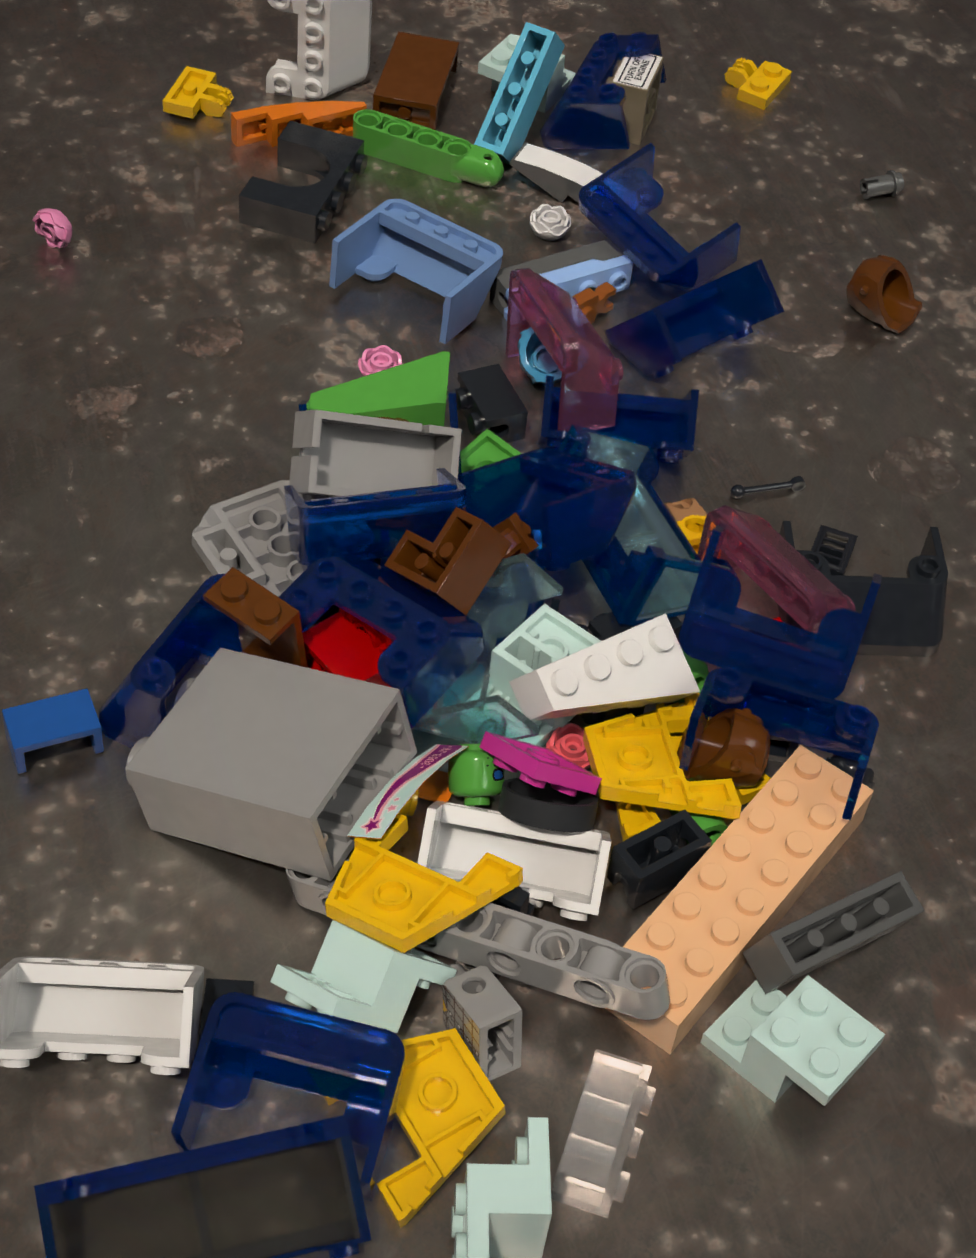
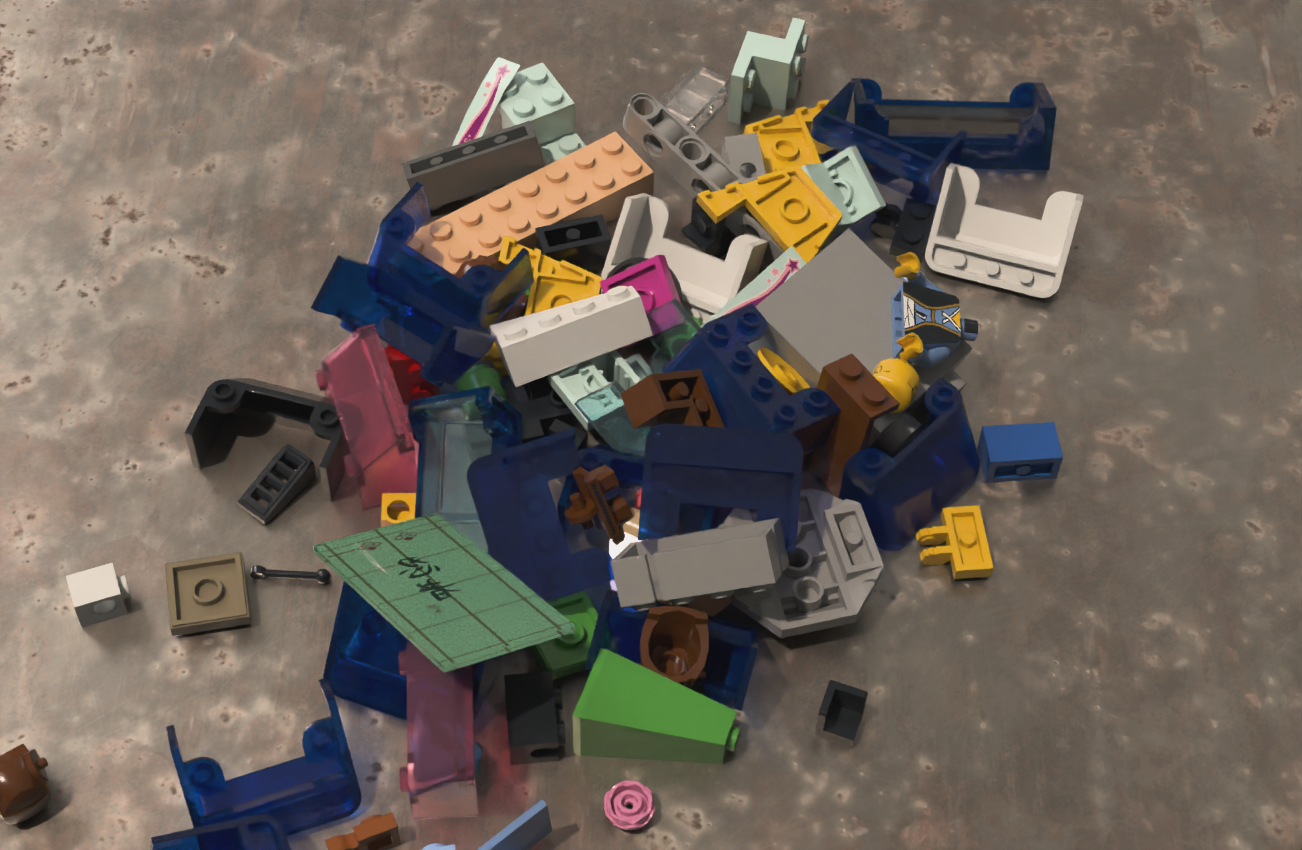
camera: 160 degrees left, 5 degrees up
(113, 629) = (965, 541): none -> yellow hinge
(187, 732) = (925, 318): none -> torso
(210, 459) = (841, 713): none -> black panel
(215, 665) = (899, 380): none -> yellow head
(327, 645) = (782, 371): none -> yellow dish
(609, 392) = (443, 591): none -> clear green piece
(829, 453) = (207, 593): none -> dark tan plate
(868, 1010) = (486, 100): none -> sticker
(920, 430) = (98, 594): none -> white brick

